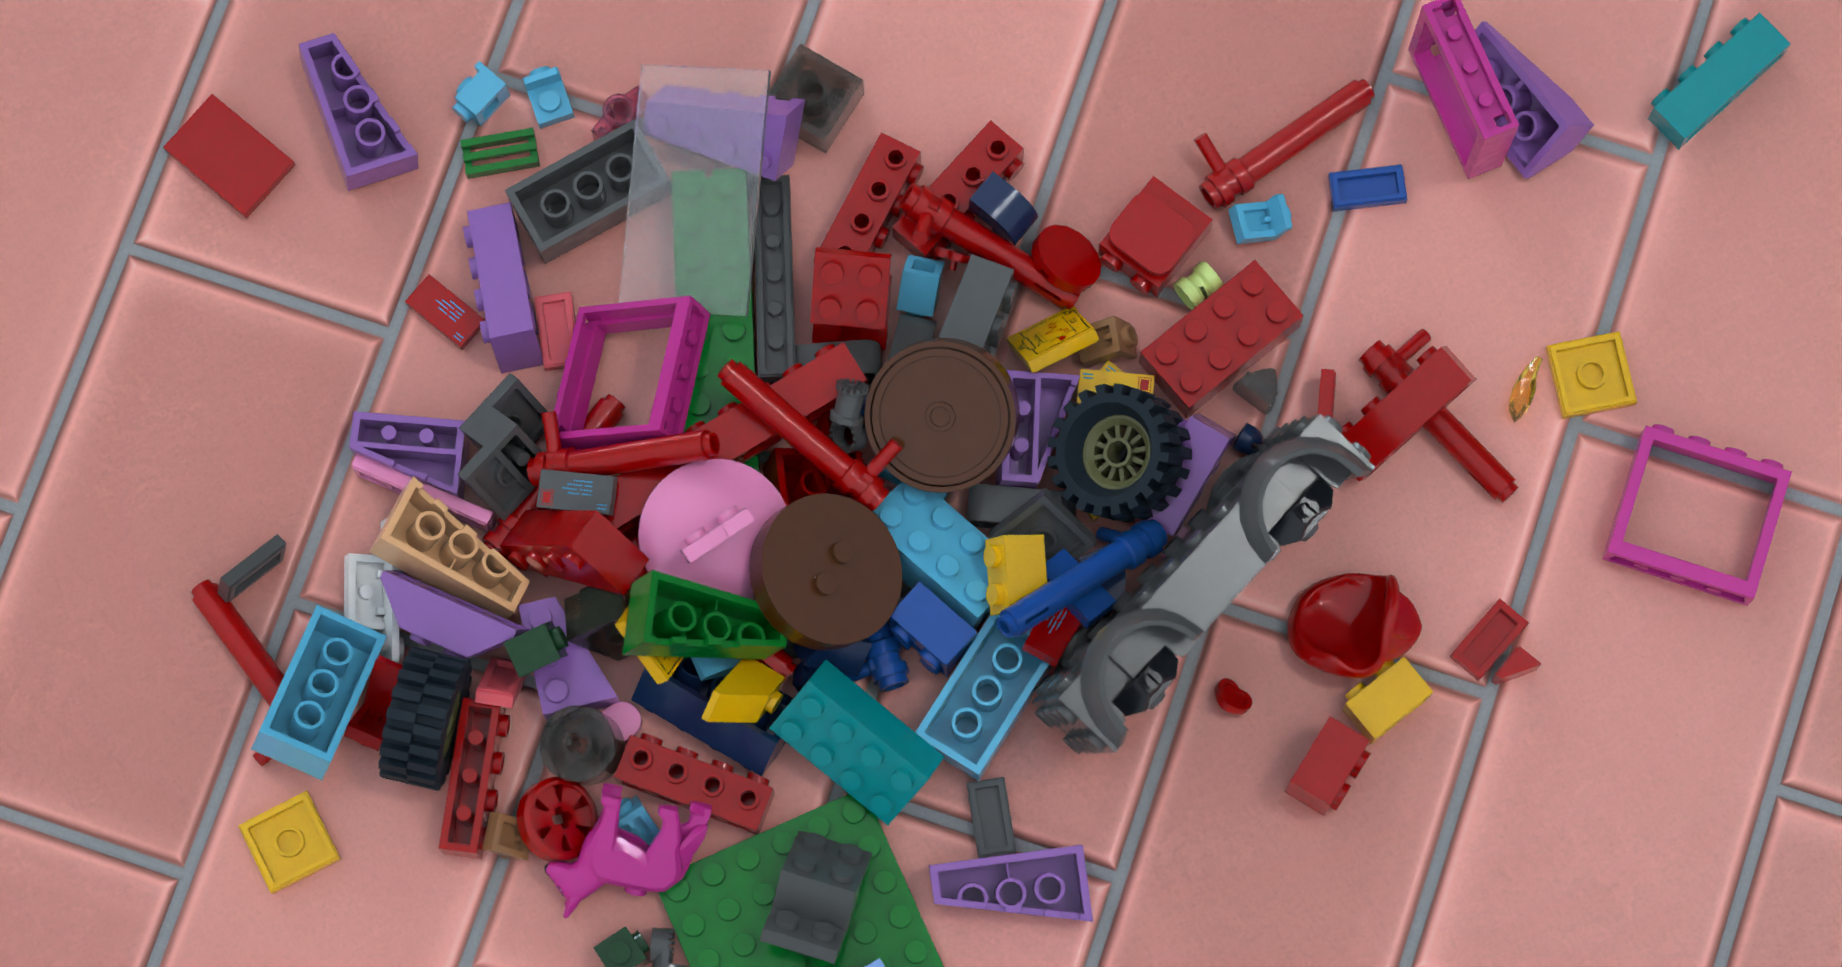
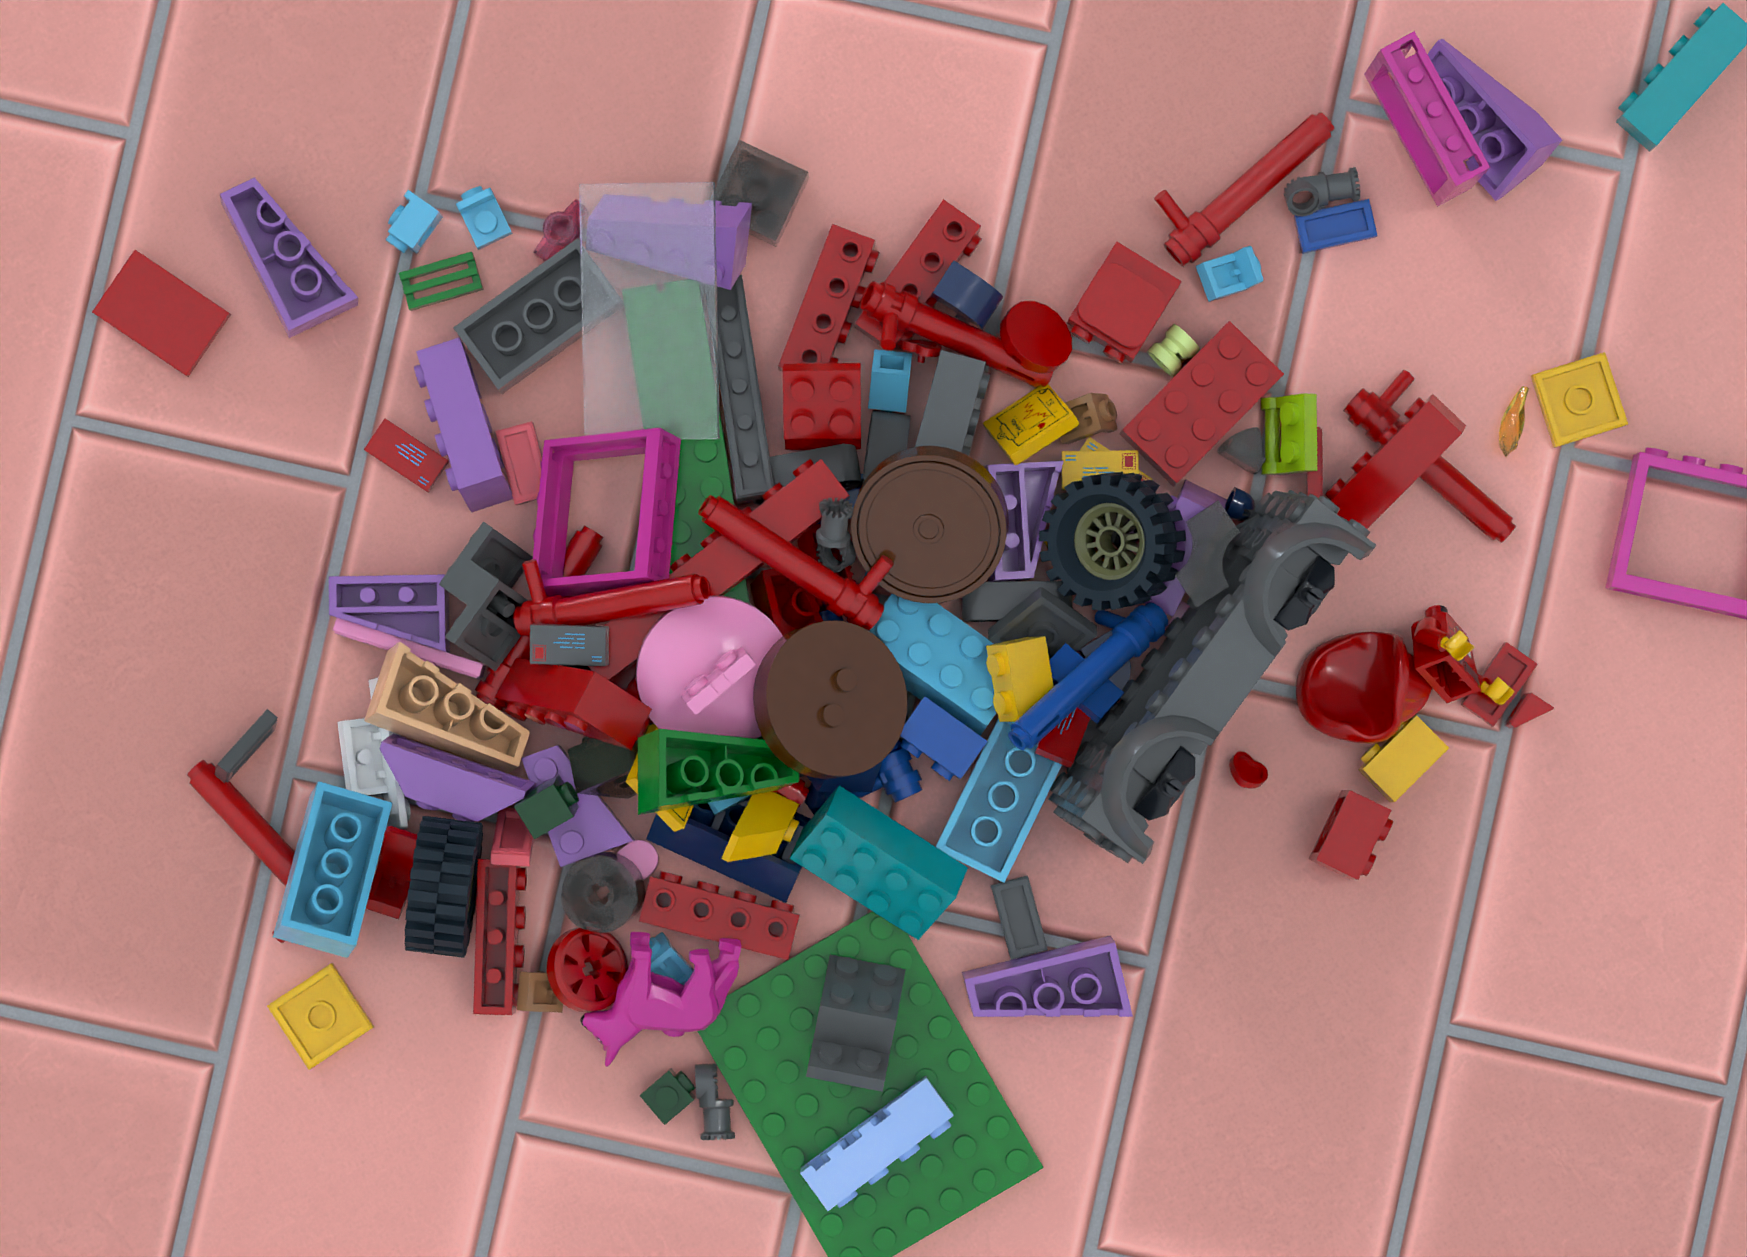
camera: 10 degrees left, 10 degrees up
(1216, 455) = (1203, 572): none -> clear smoke tile
(1312, 377) = (1298, 434): none -> lime plate
(1359, 151) = (1323, 189): none -> dark grey connector
(1439, 608) = (1447, 660): none -> red torso

